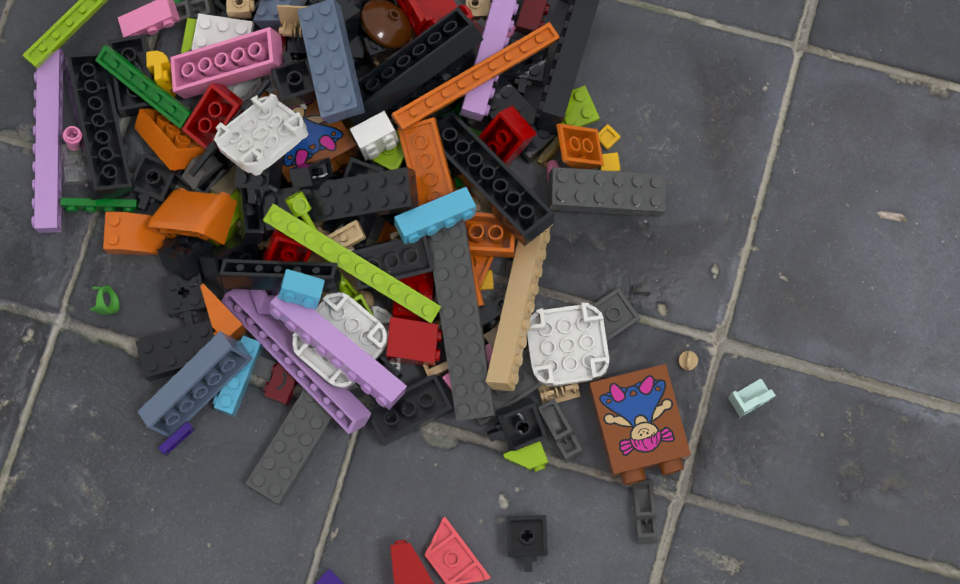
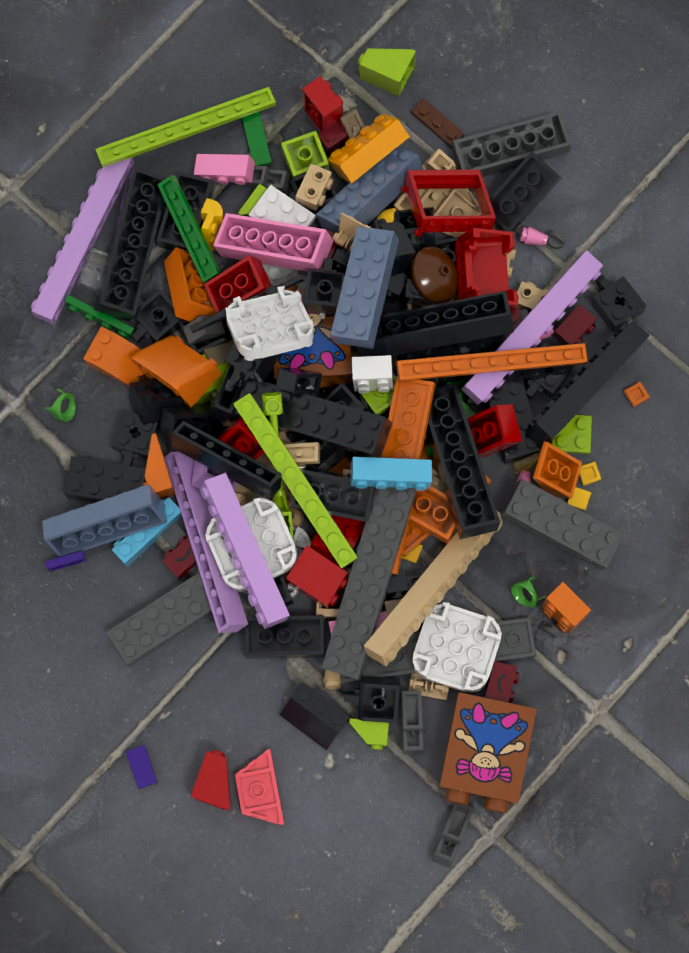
camera: 25 degrees right, 0 degrees up
(72, 137) = (103, 245): bright pink cone -> none
(301, 289) = (237, 482): medium azure brick -> none
(470, 428) = (332, 680): none -> tan cone
(470, 467) = (314, 716): none -> black slope
(527, 551) = (339, 815): black hinge -> none
(596, 271) = (517, 592): none -> bright green piece
(614, 48) = (636, 394): none -> orange tile
(621, 356) = (501, 682): none -> dark red brick
(646, 263) = (565, 608): none -> orange brick
(688, 360) = (561, 715): tan tile -> none
(750, 397) = (602, 777): light aqua panel -> none

